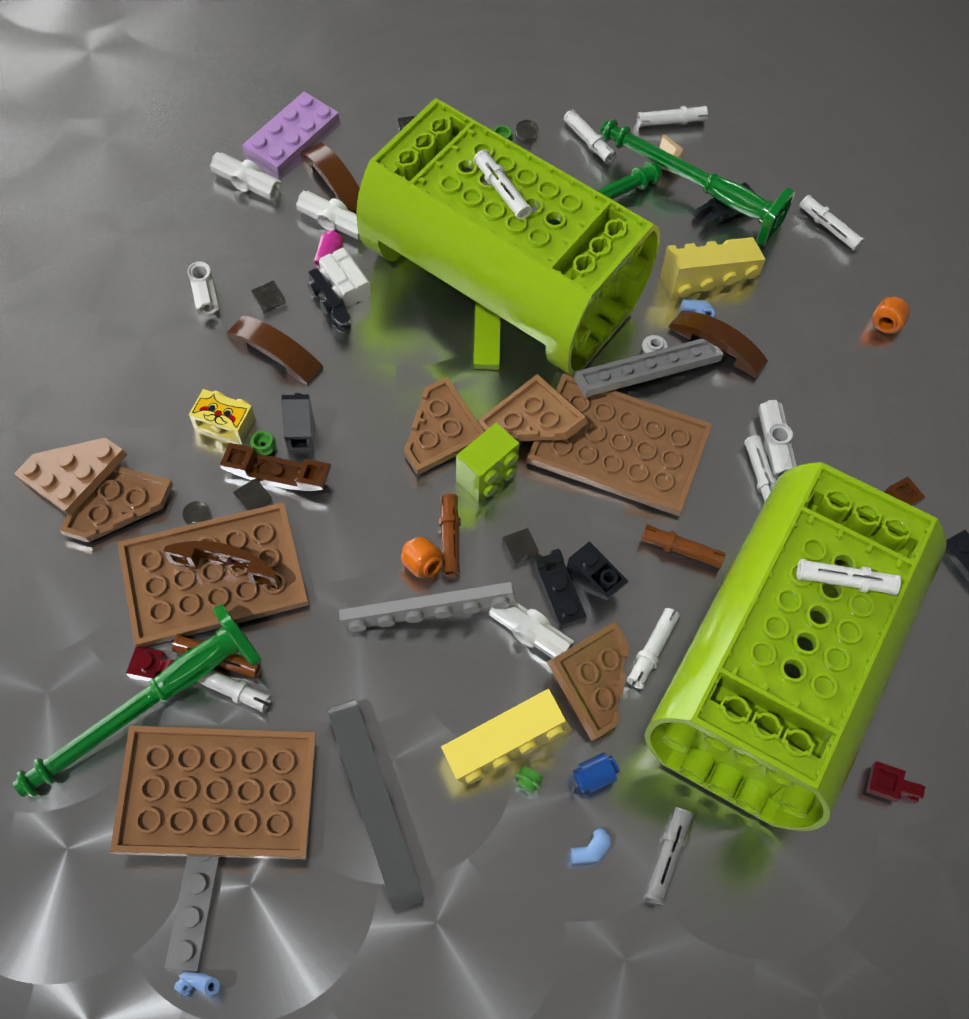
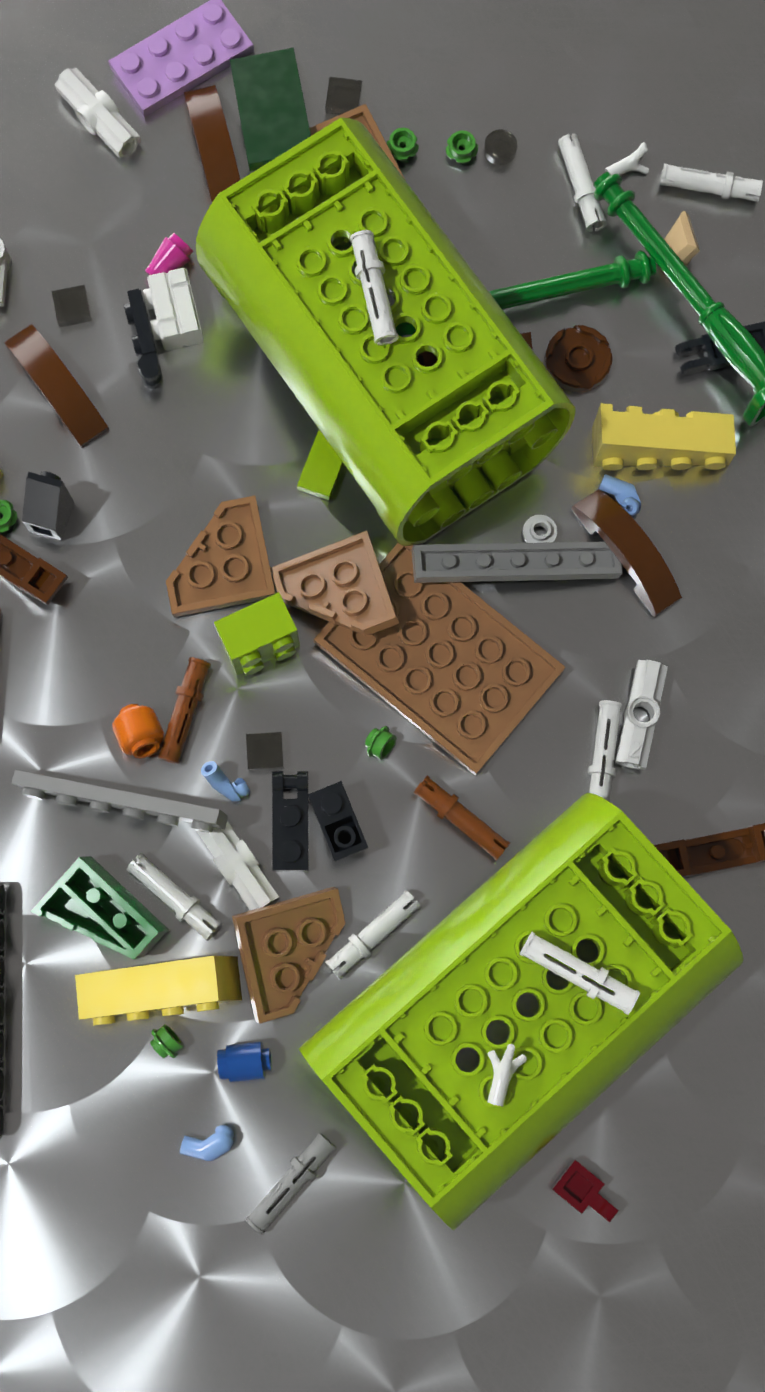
camera: 20 degrees right, 15 degrees up
(329, 214) = (185, 202): white piece -> none
(359, 137) = (269, 104): none -> dark green tile
(442, 692) = (101, 909): none -> green wedge
(485, 665) = (186, 907): none -> white pin
(497, 576) = (220, 782): none -> light blue arm
(602, 513) = (380, 742): none -> bright green plate
(617, 116) = (630, 163): none -> white bar
(826, 667) = (503, 1073): none -> white bar

